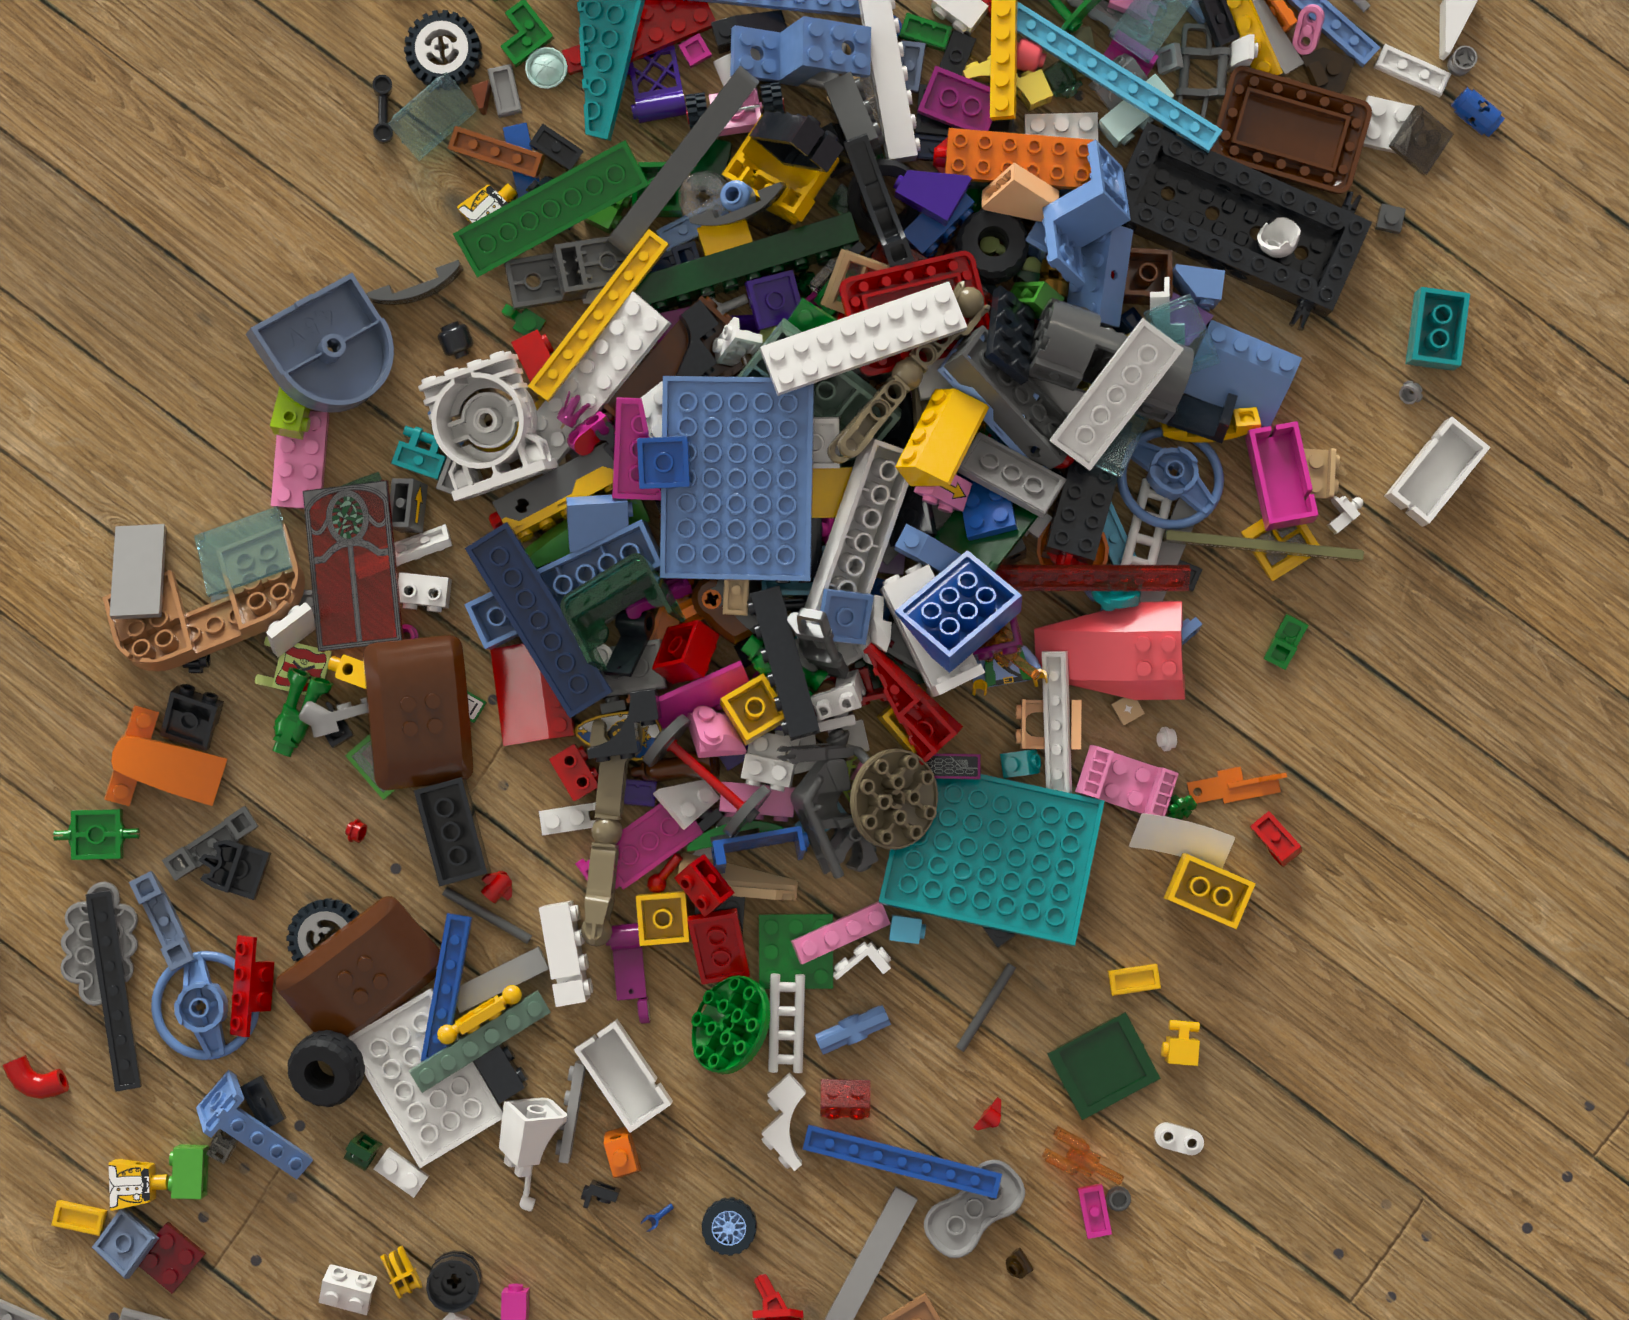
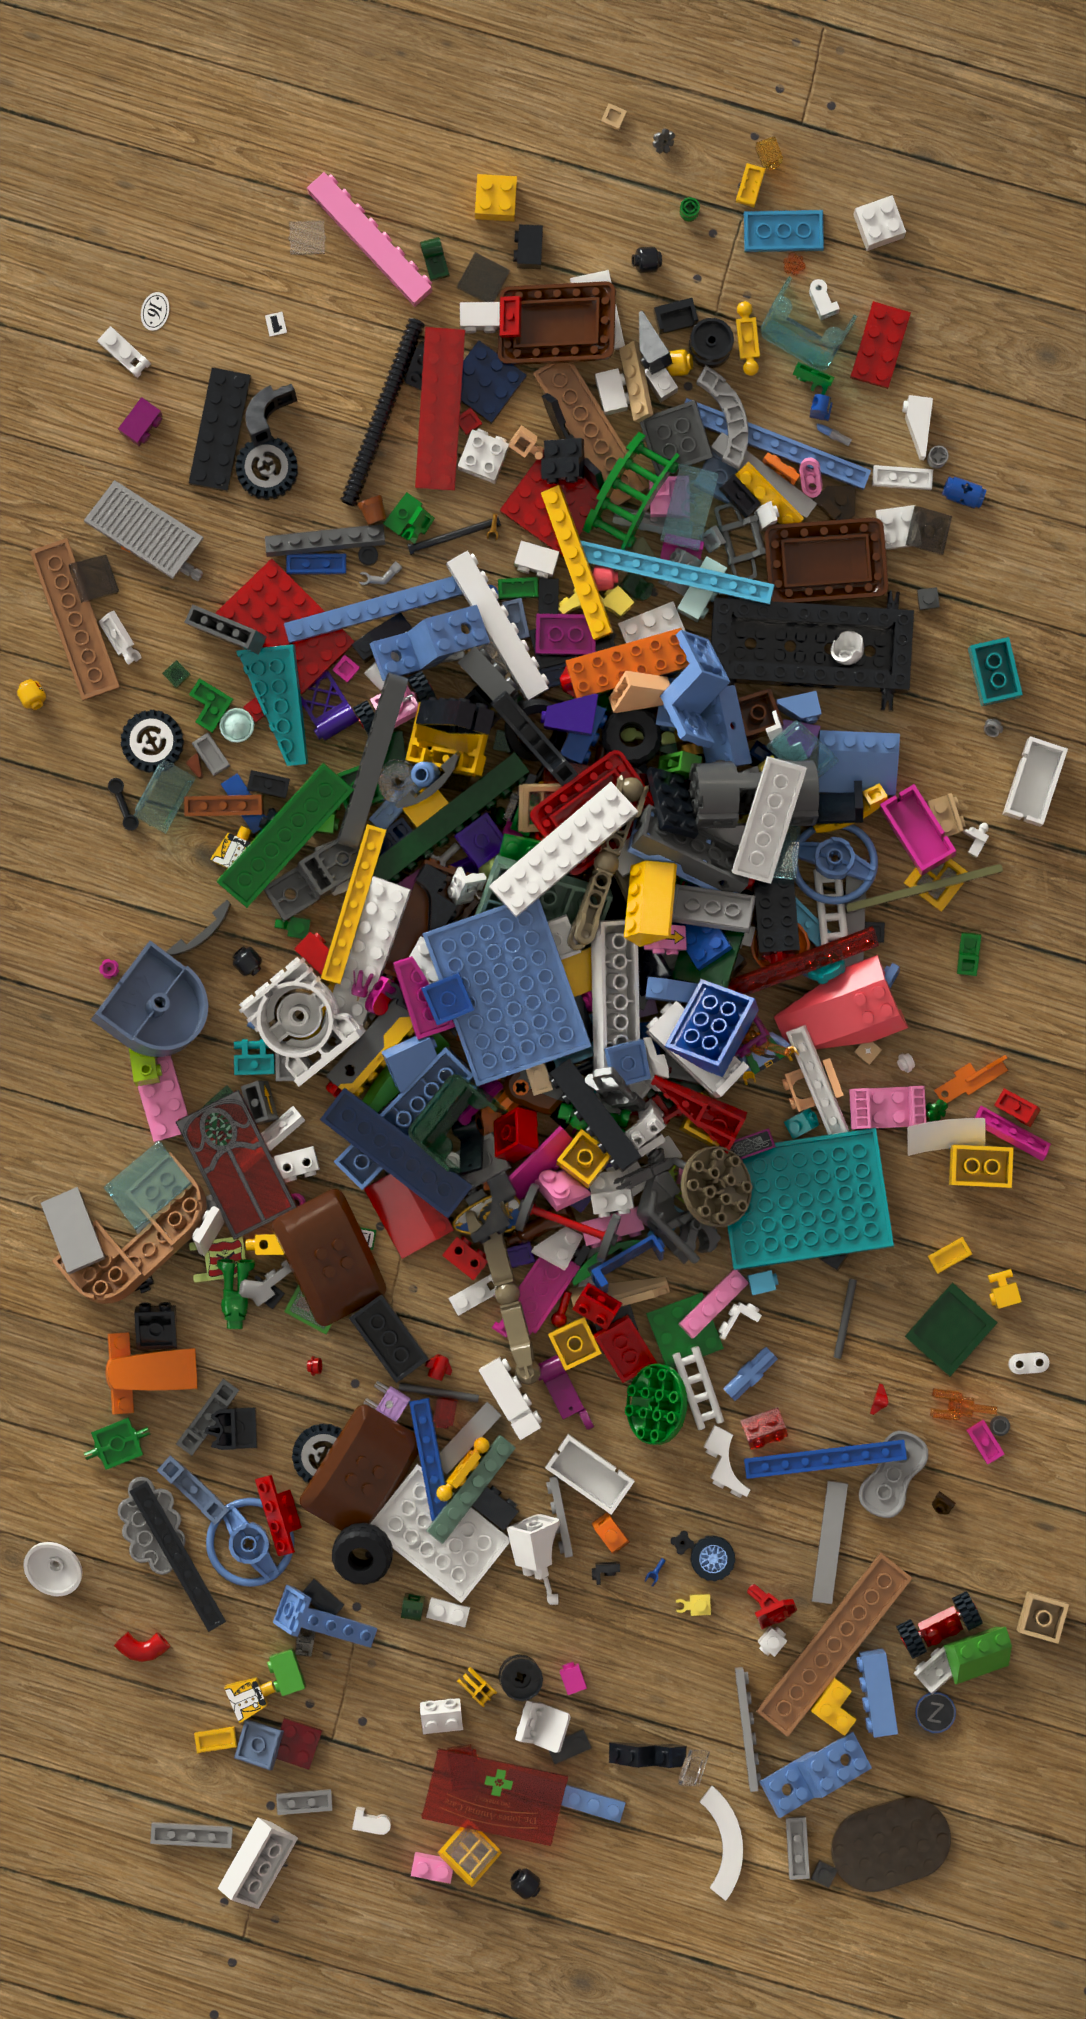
camera: 20 degrees left, 0 degrees up
(291, 285) = (104, 968): none -> dark pink plate
(427, 908) = (392, 1403): none -> lavender piece
(483, 941) = (445, 1412): none -> clear red brick
(692, 1273) = (698, 1605): none -> light yellow plate
(707, 1198) = (683, 1536): none -> black plate
(1260, 868) = (1013, 1134): none -> dark pink plate

